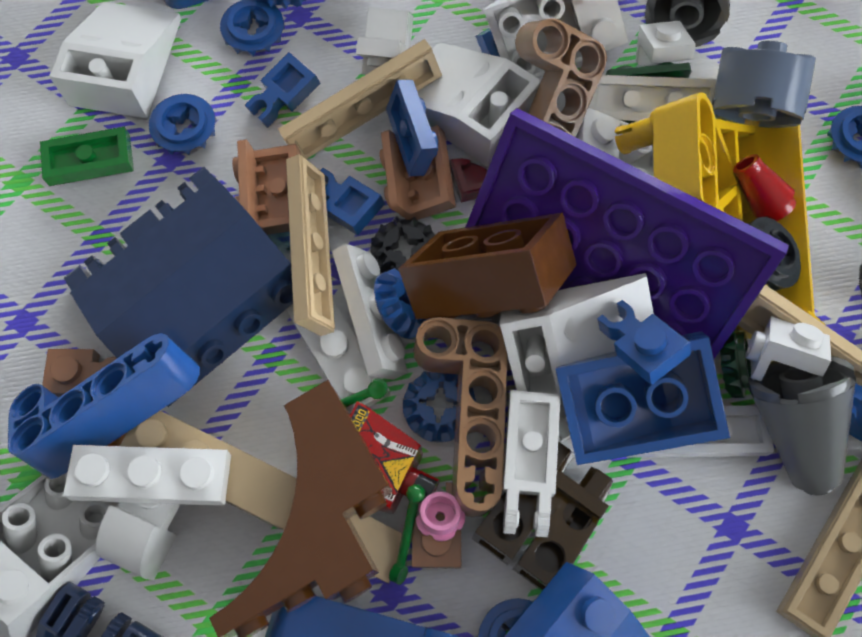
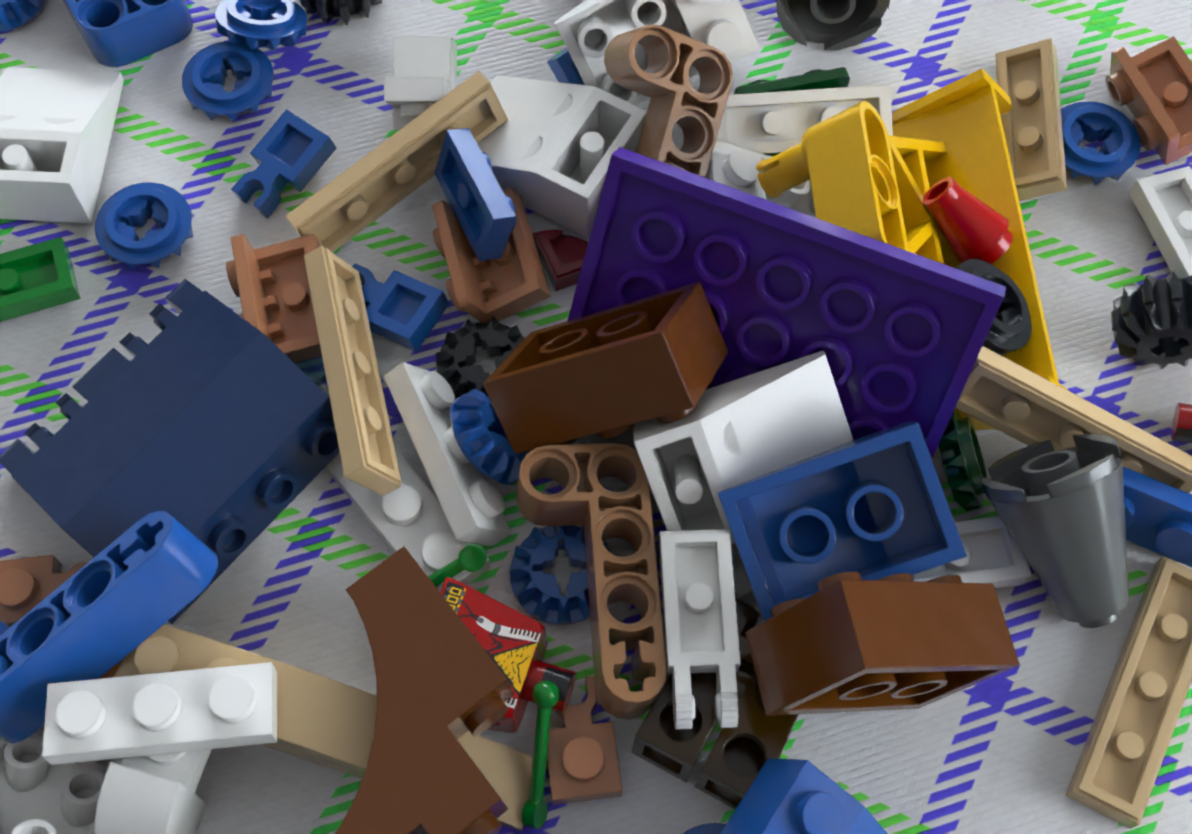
camera: 10 degrees left, 5 degrees down
(440, 503) = (578, 704): bright pink plate -> none
(645, 346) = (836, 445): blue plate -> none
(657, 492) = (879, 644): none -> reddish brown brick
(663, 43) = (807, 45): white bracket -> none
(763, 85) = (947, 86): sand blue brick -> none
(790, 344) = (1034, 423): white bracket -> none
(824, 117) = (1035, 121): none -> tan tile

